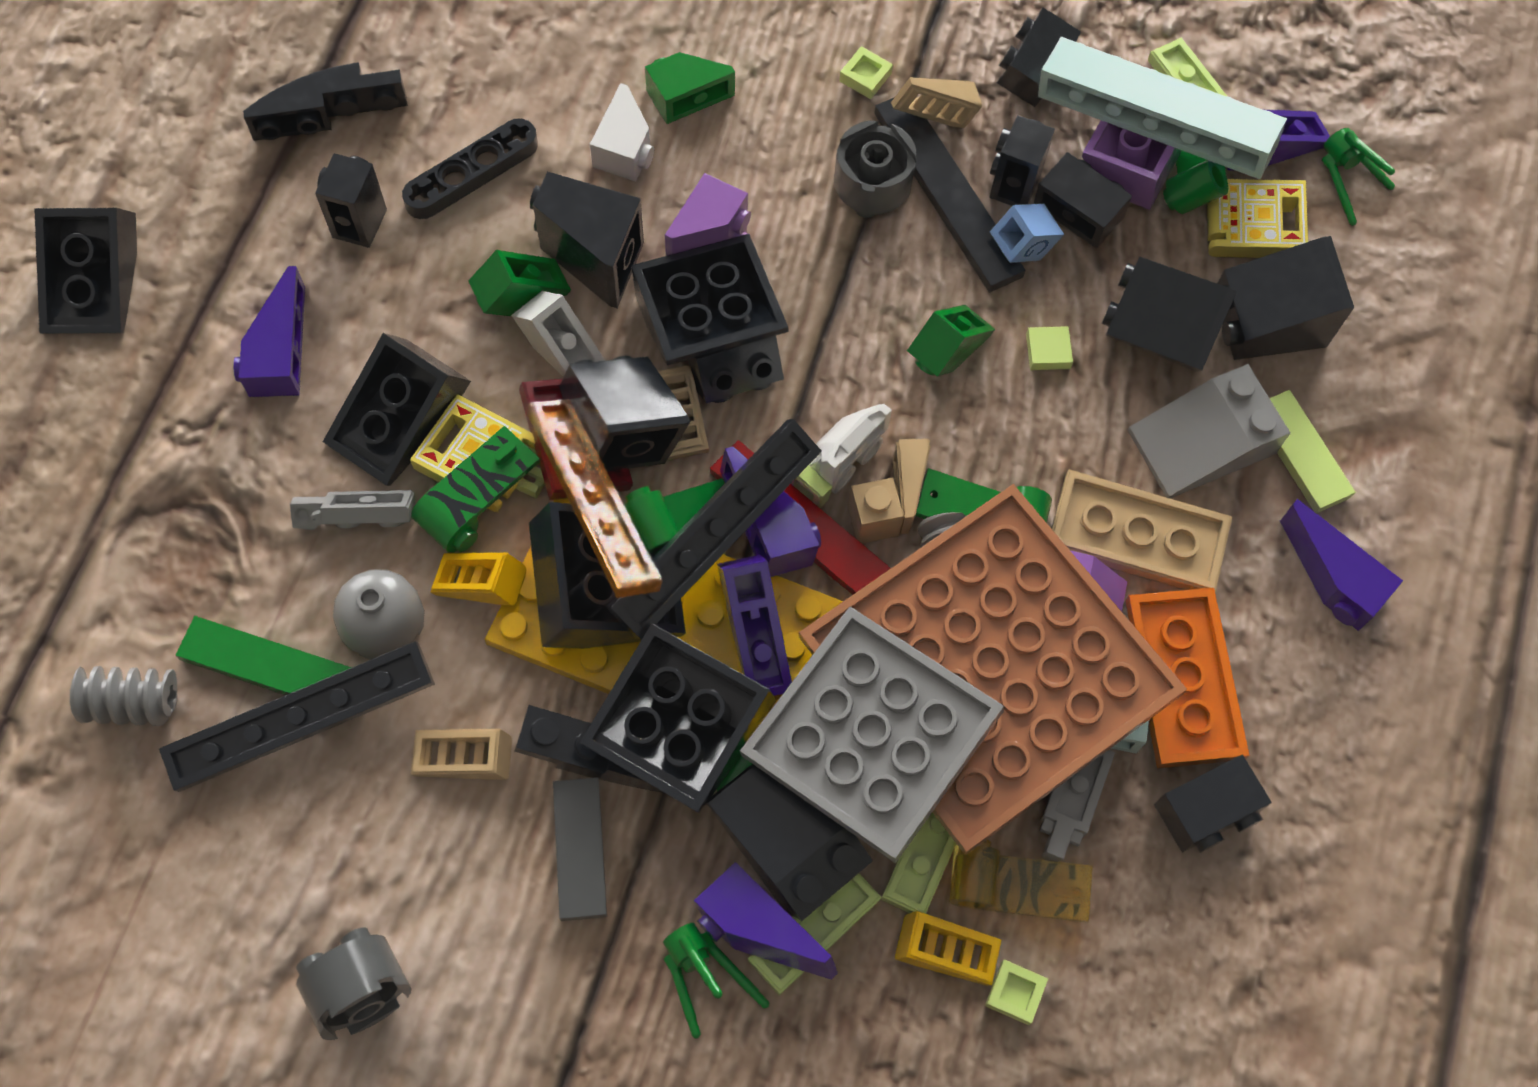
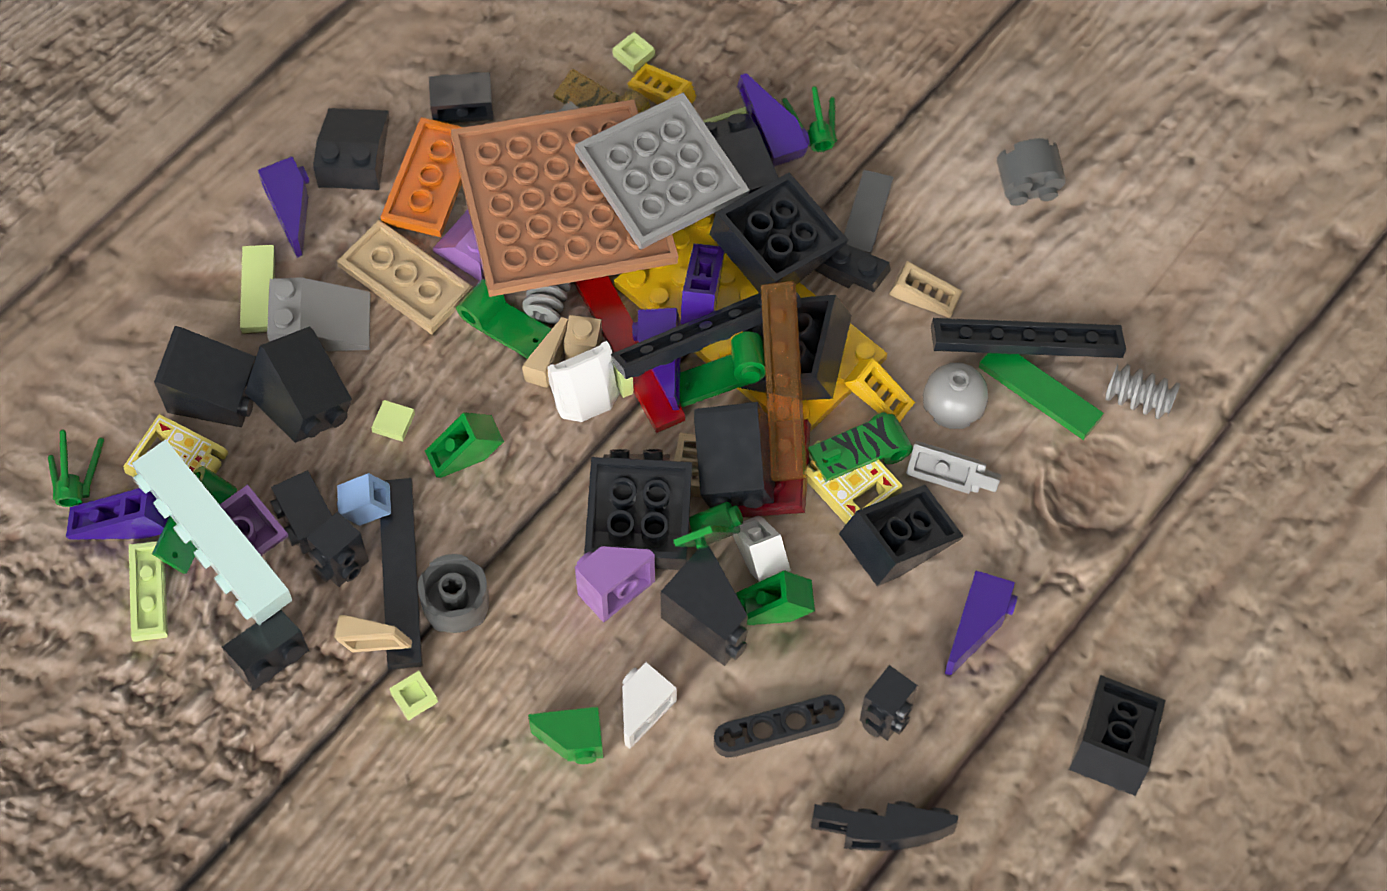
camera: 155 degrees left, 5 degrees down
(613, 322) = (712, 526): none -> green door
(1314, 684) = (351, 149): none -> black slope

